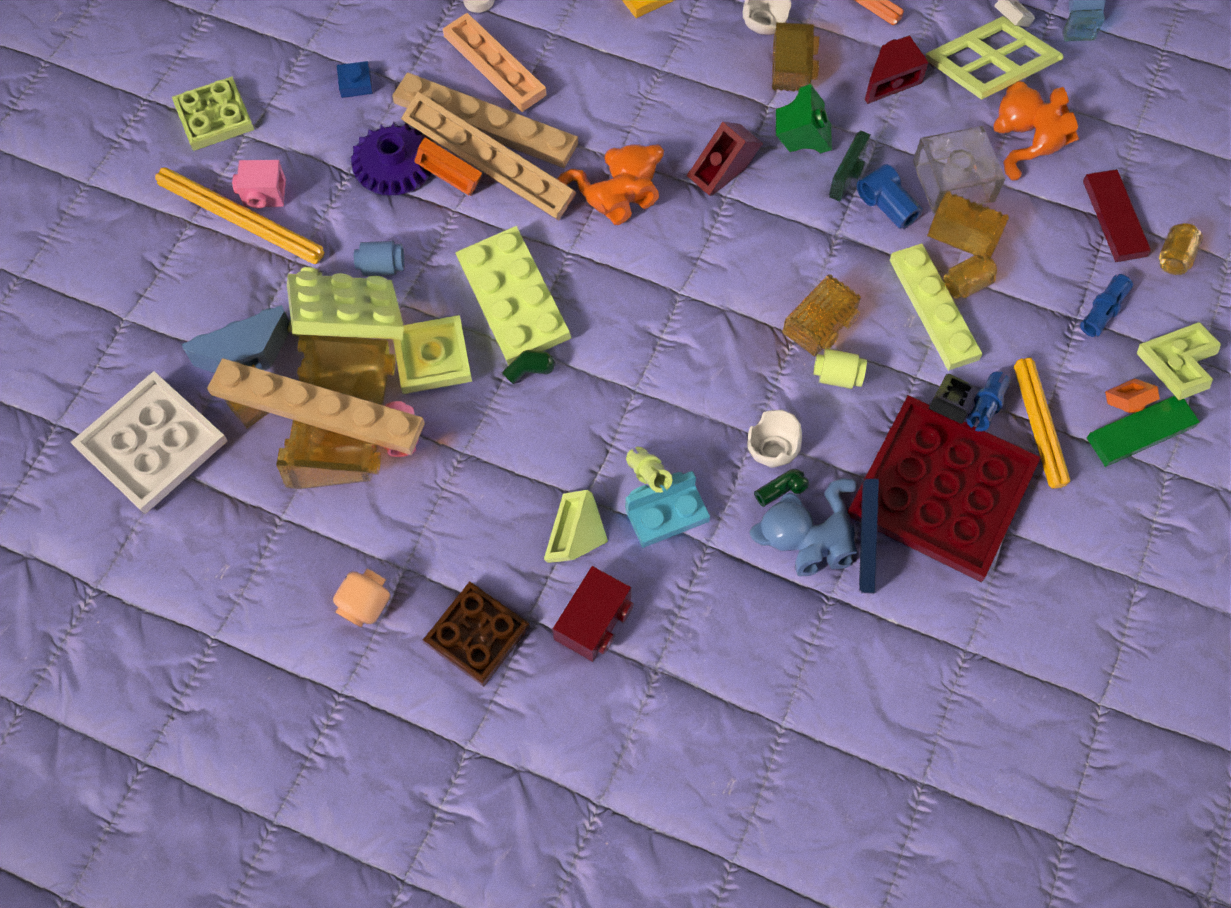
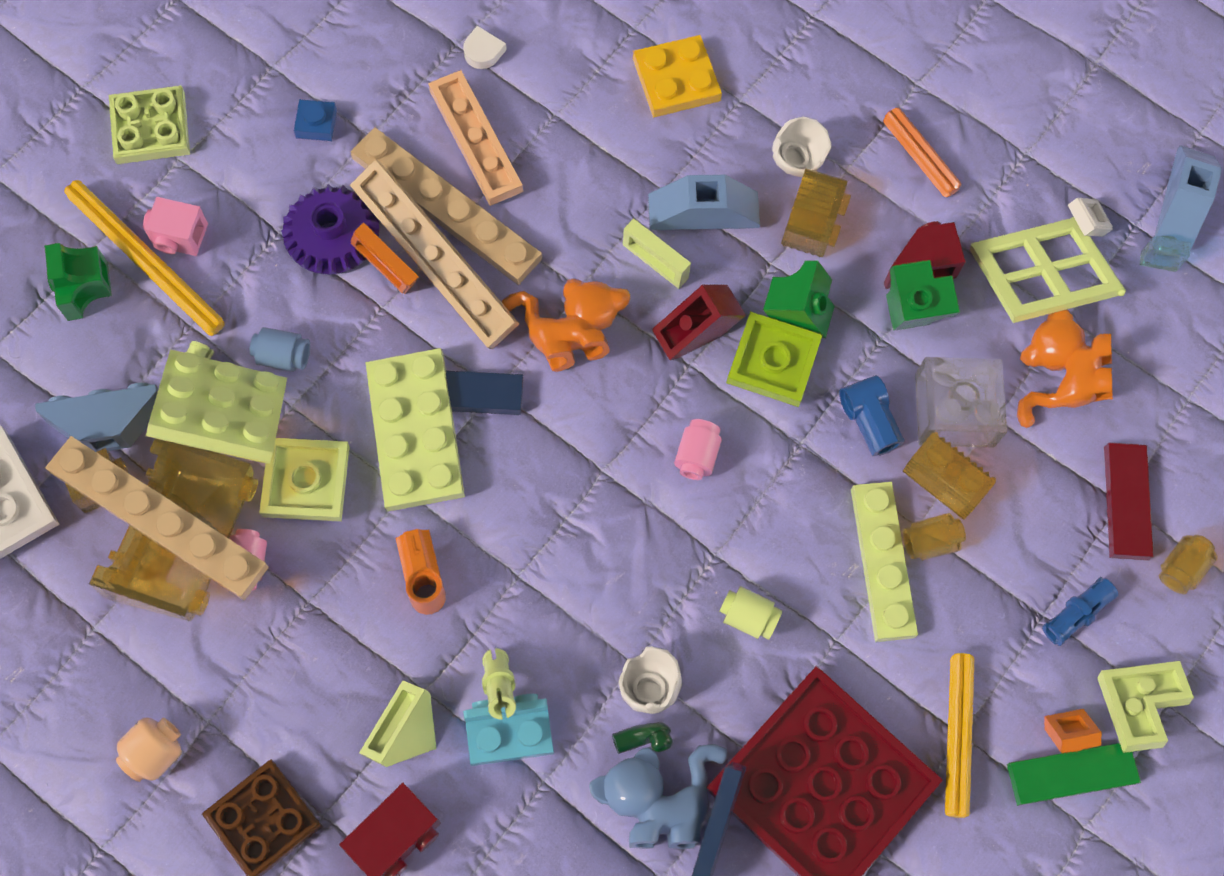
camera: 10 degrees right, 5 degrees up
(186, 241) = (76, 277): none -> green brick
(531, 362) = (407, 516): dark green arm -> none
(553, 401) = (420, 569): none -> orange piece
(564, 254) = (485, 392): none -> dark blue tile
(673, 115) = (656, 253): none -> yellowish green tile
(699, 68) = (703, 204): none -> medium blue slope
(756, 254) = (698, 449): none -> bright pink brick
(796, 173) = (774, 359): none -> lime plate
(821, 315) = (750, 543): clear yellow brick -> none
(851, 166) = (839, 366): clear green plate -> none
(899, 97) = (918, 297): none -> green brick
(954, 398) = (865, 685): black plate -> none
(988, 401) = (905, 697): blue pin -> none

